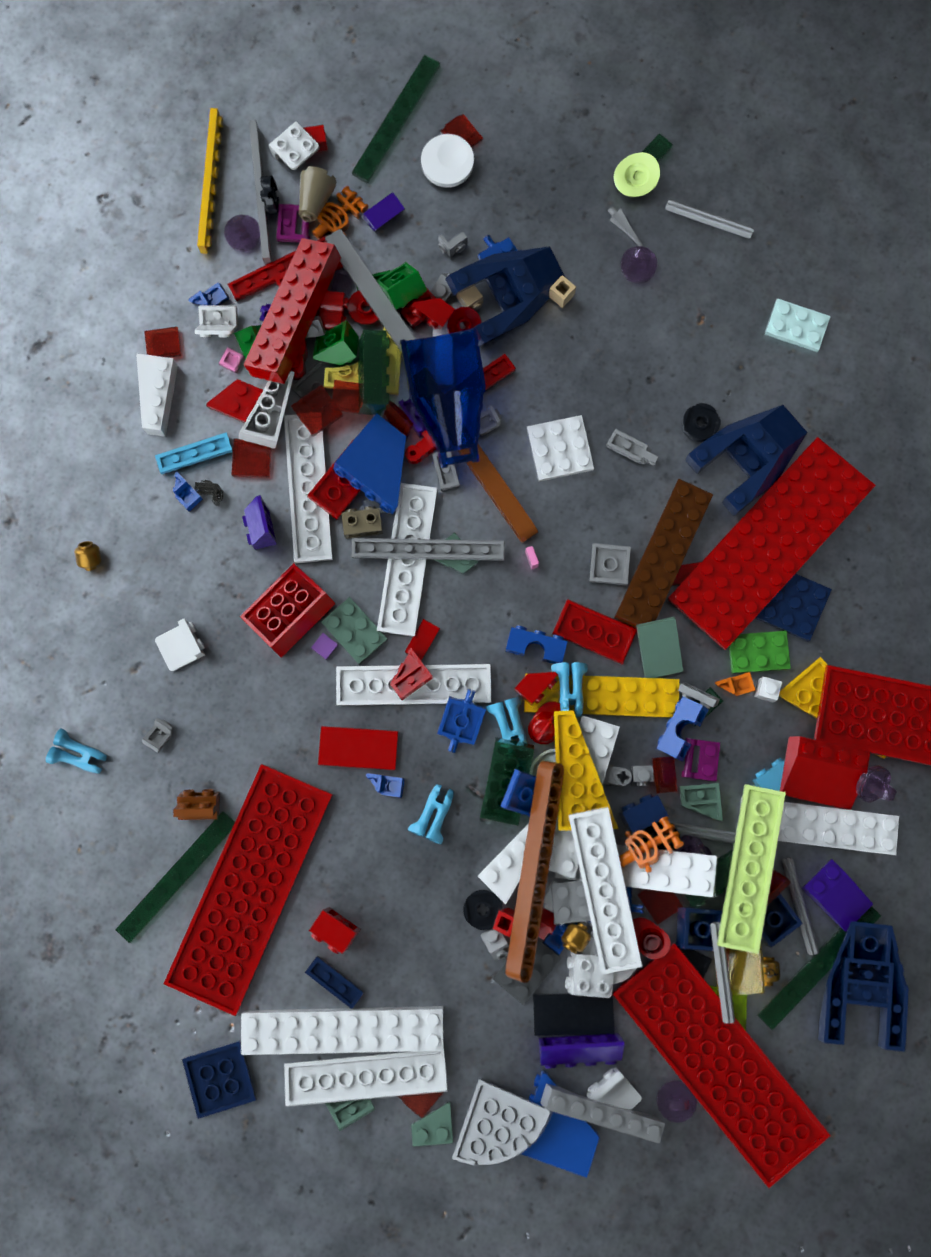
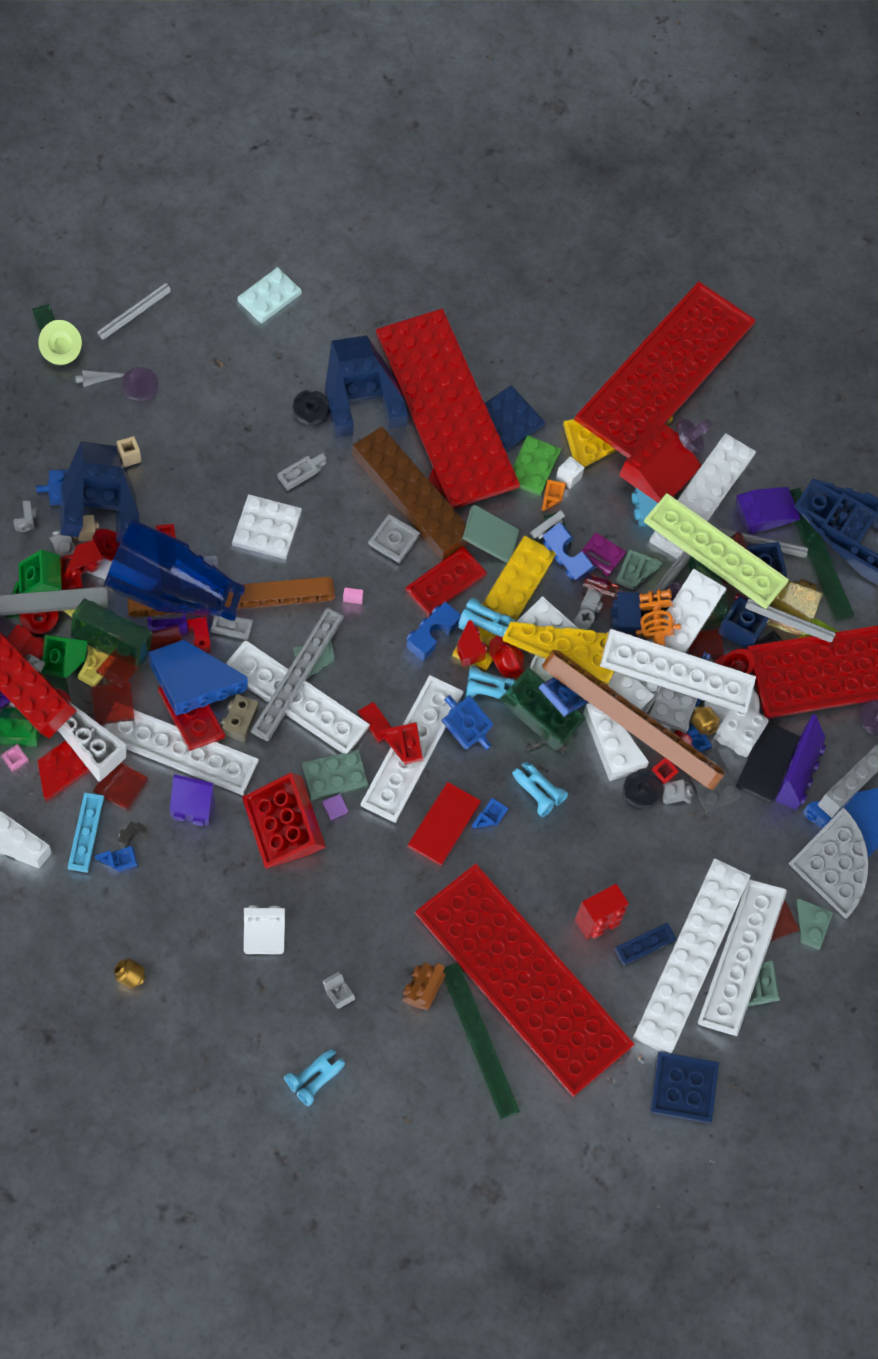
camera: 75 degrees left, 15 degrees down
(614, 1090) = (846, 756): white bracket -> none

